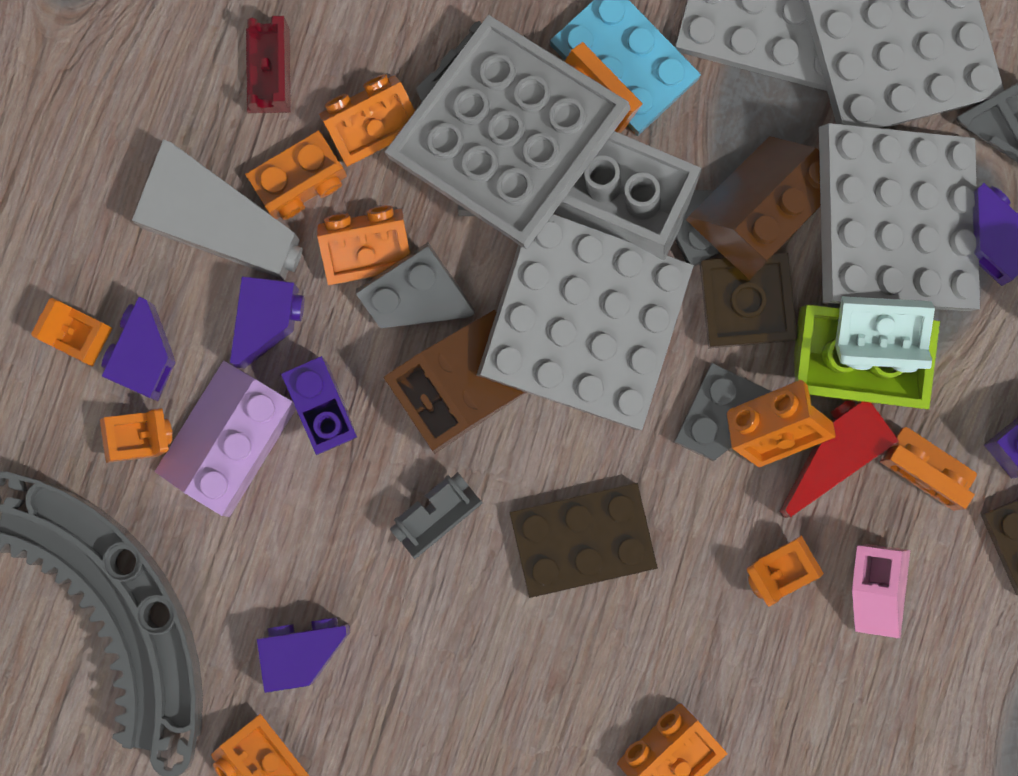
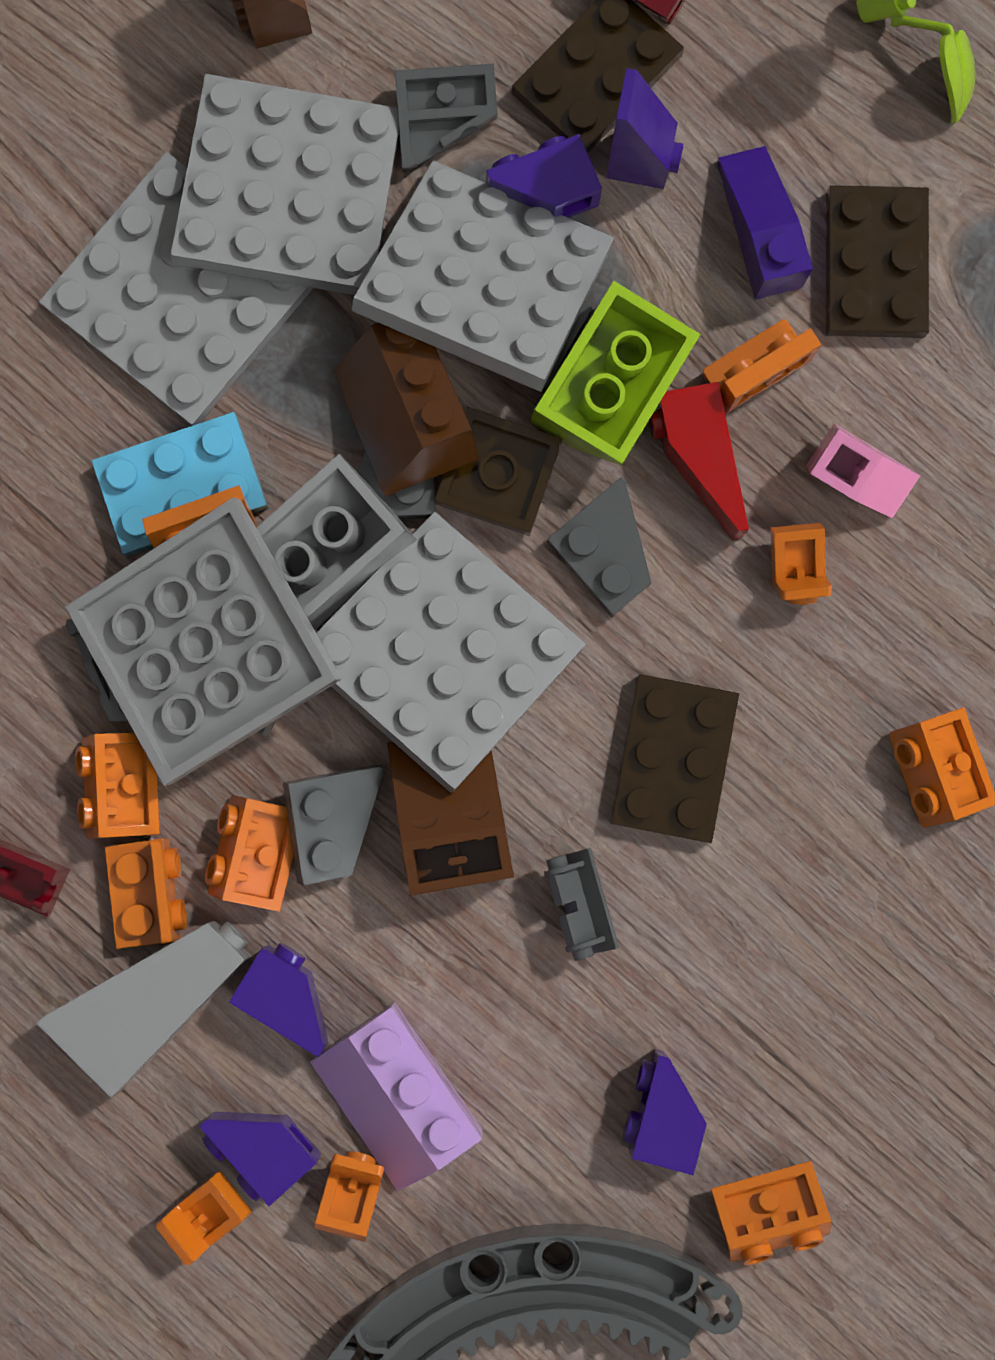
camera: 70 degrees left, 0 degrees up
(319, 405) = (408, 977): dark purple slope -> none
(777, 425) = (645, 498): orange bracket -> none
(884, 333) = (604, 341): light aqua bracket -> none

